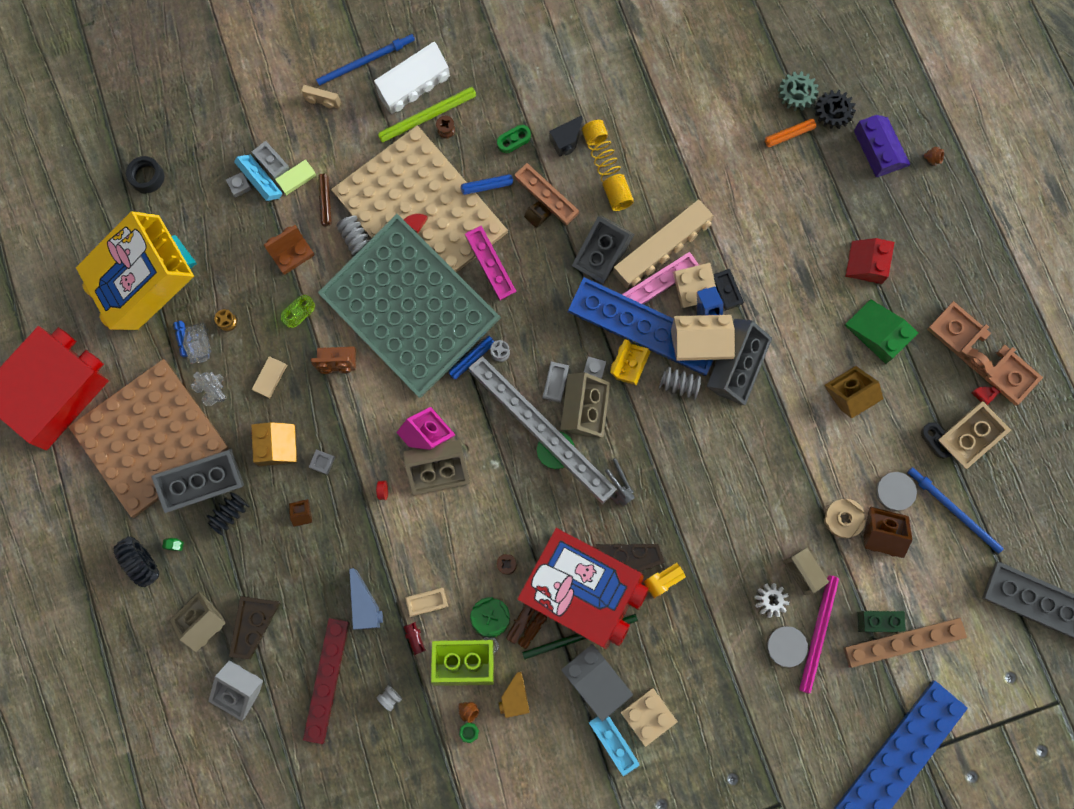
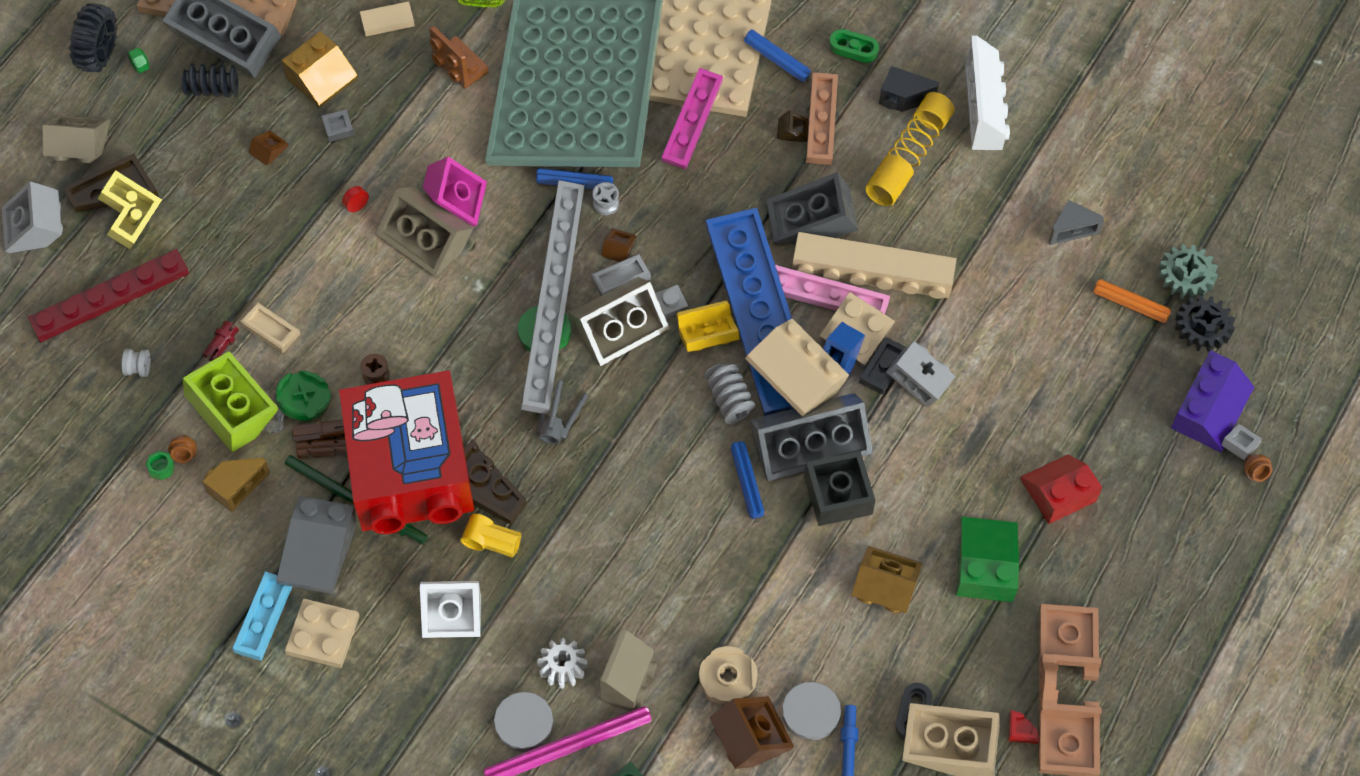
camera: 45 degrees right, 15 degrees down
(285, 625) = (133, 203): none -> light yellow brick
(364, 608) = (215, 270): sand blue slope -> none
(416, 221) = (672, 21): red tile -> none
(534, 367) = (618, 245): none -> reddish brown slope
(607, 99) = (986, 96): none -> white slope
(693, 636) = (450, 609): none -> white slope
(721, 120) = (1075, 223): none -> dark grey slope
(737, 415) = (747, 480): none -> blue axle
(751, 275) = (908, 371): none -> light grey brick
(786, 373) = (839, 488): none -> pearl dark grey brick
(916, 151) = (1241, 442): none -> light grey plate

